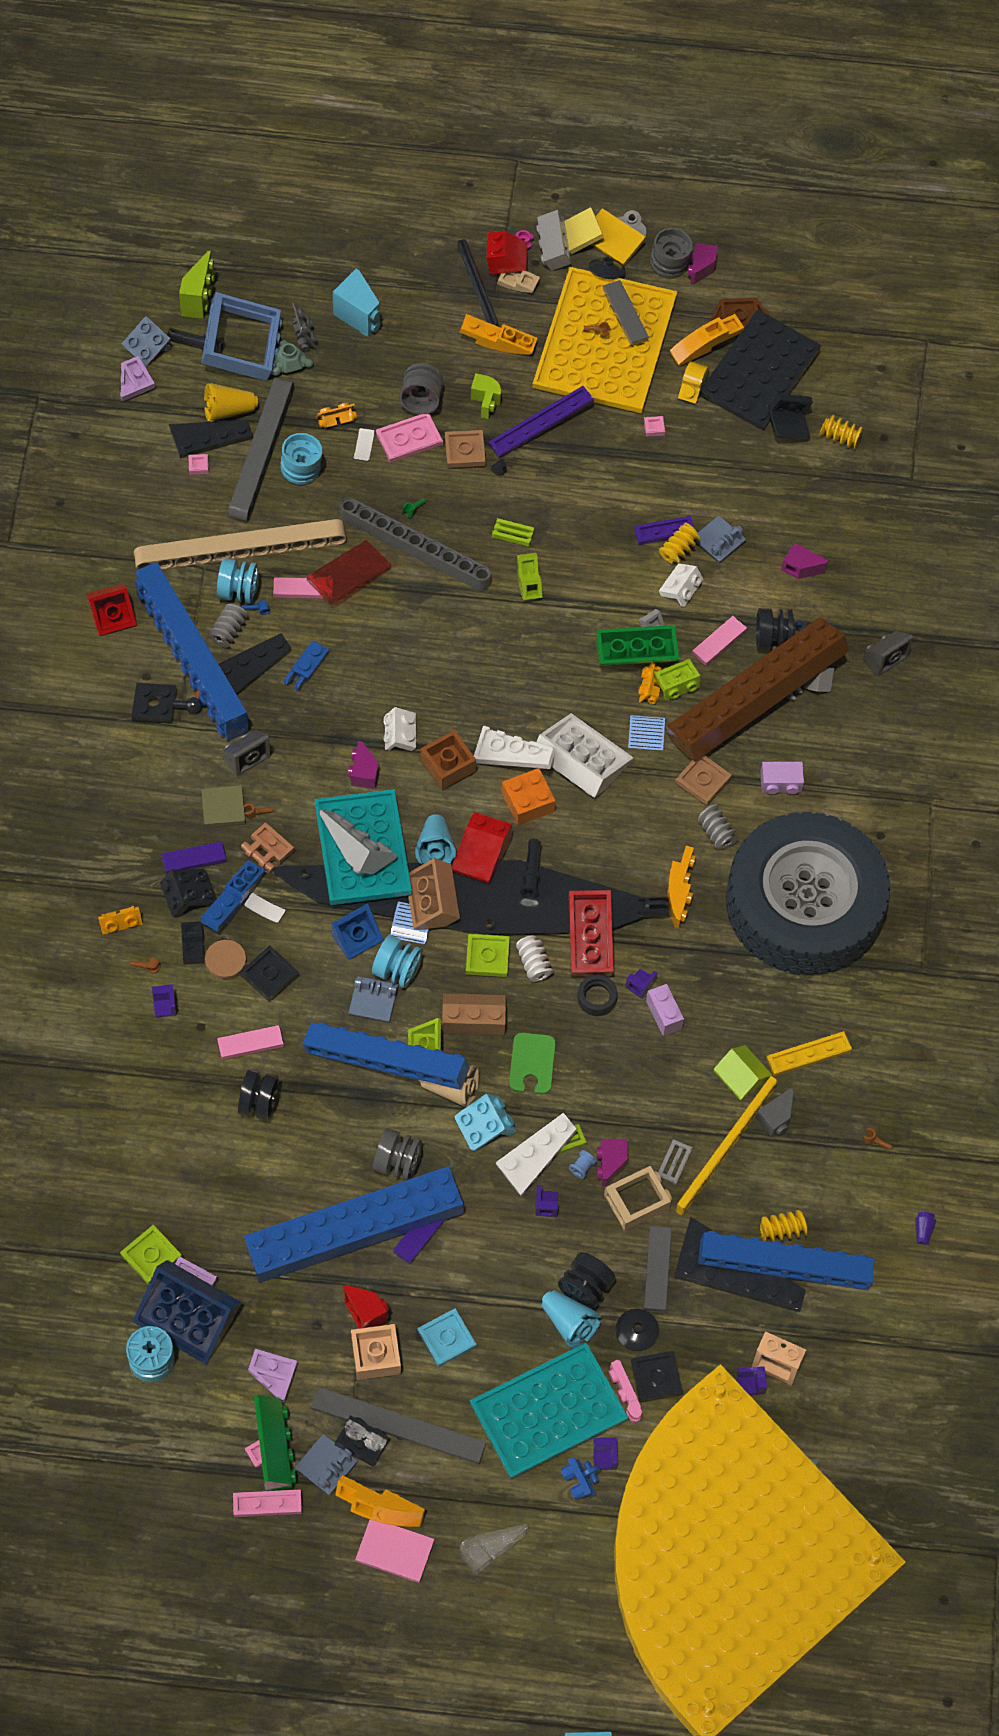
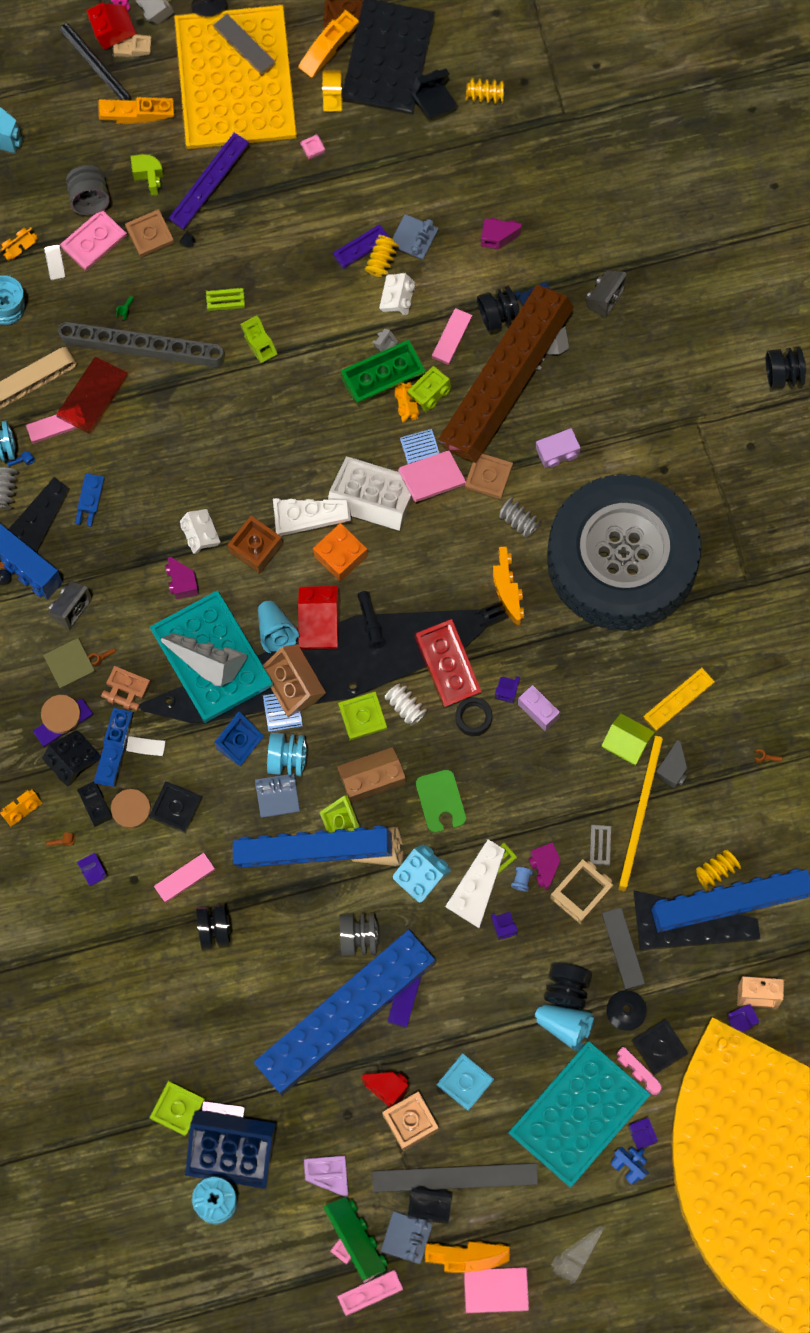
camera: 15 degrees left, 10 degrees up
(194, 847) = (60, 714): none -> medium nougat tile
(602, 327) = (229, 67): dark orange hand -> none
(647, 759) = (432, 476): none -> bright pink tile

